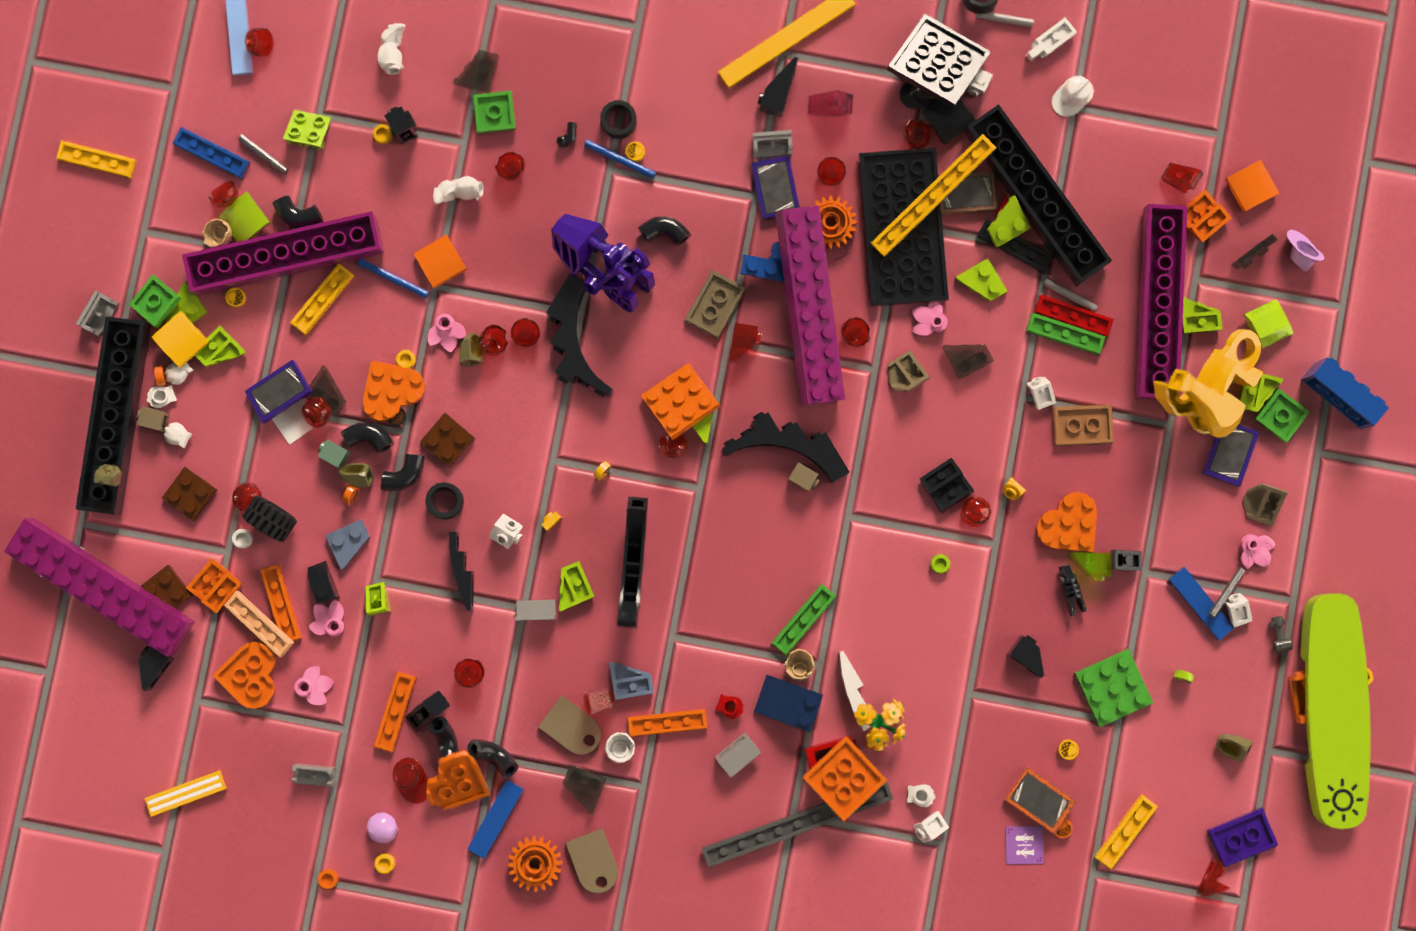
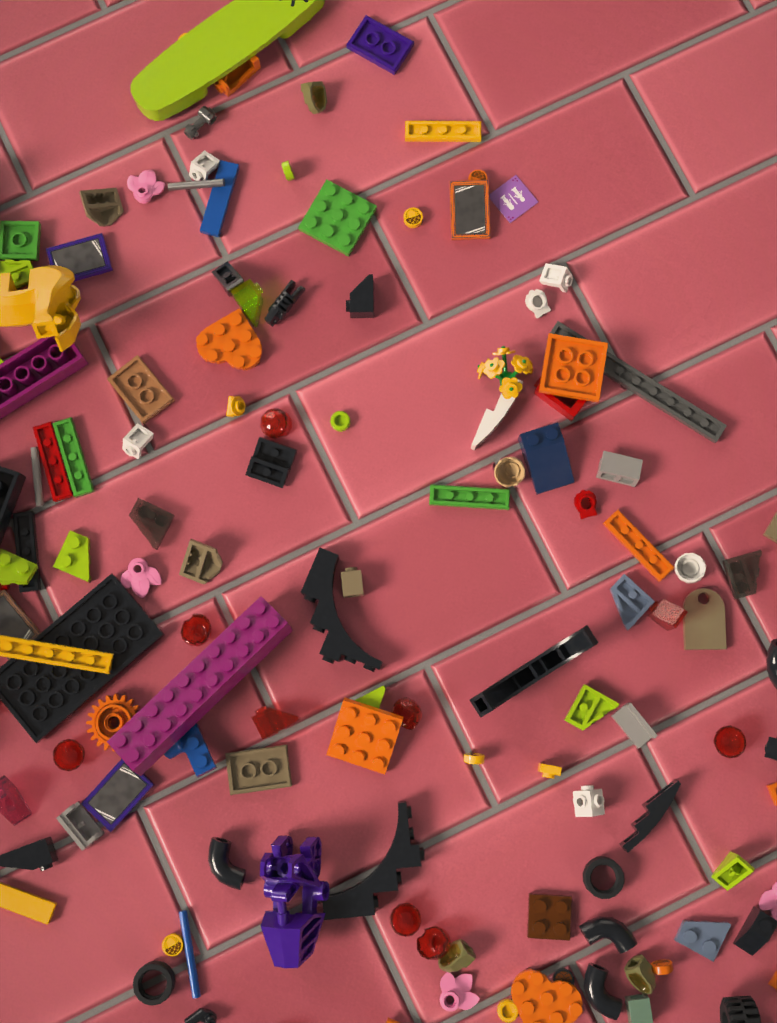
camera: 125 degrees left, 5 degrees down
(1209, 883) = (434, 43): clear red slope -> none

